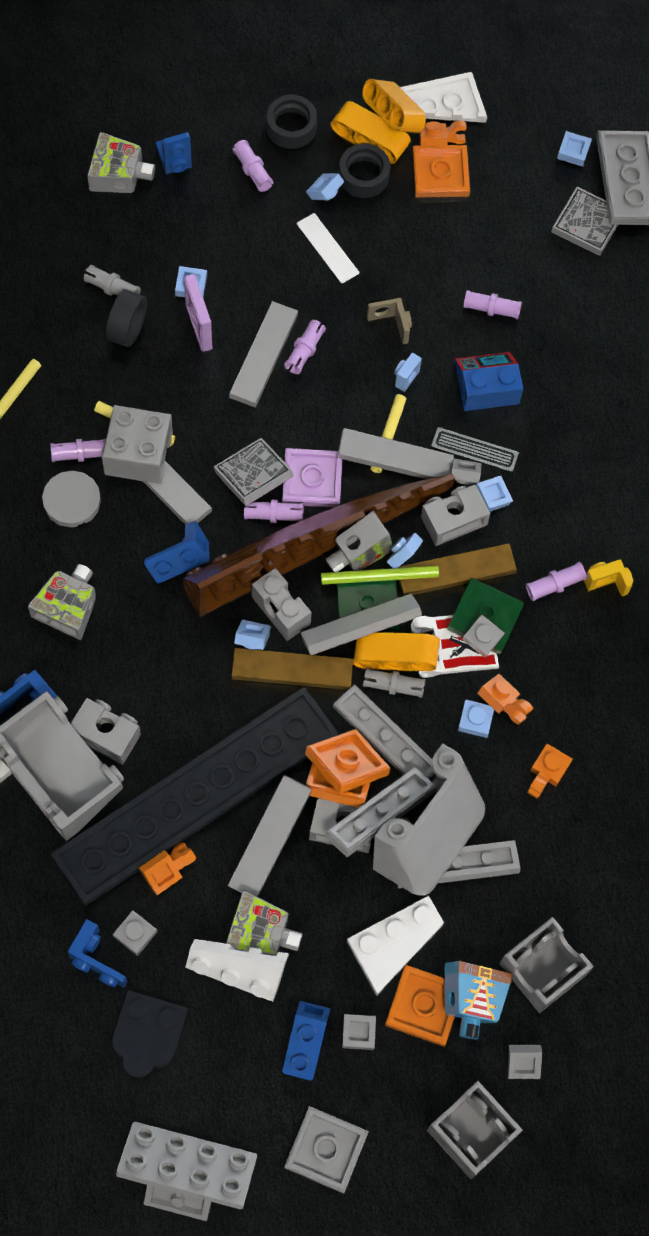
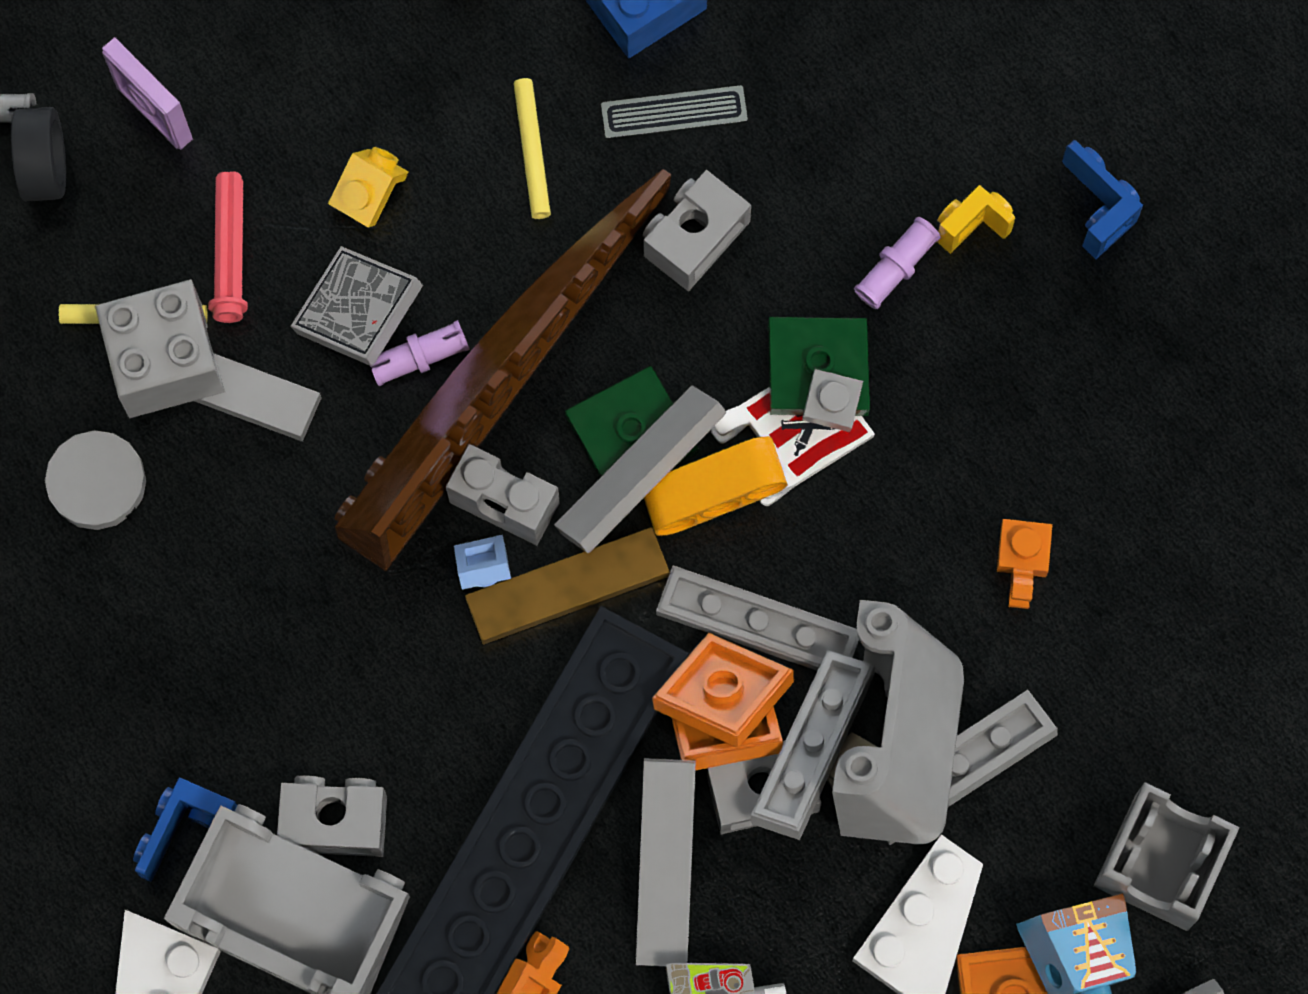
camera: 20 degrees left, 5 degrees up
(65, 602) = (170, 647): torso -> none
(77, 450) = (69, 397): lavender pin -> none
(180, 557) = (315, 494): blue bracket -> none
(187, 438) = (228, 300): none -> coral axle
(200, 274) = (96, 37): light blue plate -> none
(263, 354) = (278, 111): light grey tile -> none
(291, 412) = (367, 185): none -> yellow bracket
(304, 347) = (337, 70): lavender pin -> none
(315, 478) = (455, 269): lavender tile -> none
(361, 545) = (585, 327): light grey torso -> none
(379, 575) = (629, 378): lime bar -> none
(393, 455) = (559, 180): light grey tile -> none
(394, 682) = (732, 534): light grey pin -> none
(403, 550) = (648, 323): light blue plate -> none
(407, 371) = (513, 37): light blue plate -> none
(460, 568) = (738, 315): pearl gold tile -> none
(466, 471) = (680, 154): light grey plate -> none
(476, 718) = (879, 530): light blue plate -> none
(494, 493) = (740, 168): light blue plate -> none
(504, 696) = (903, 478): orange plate -> none

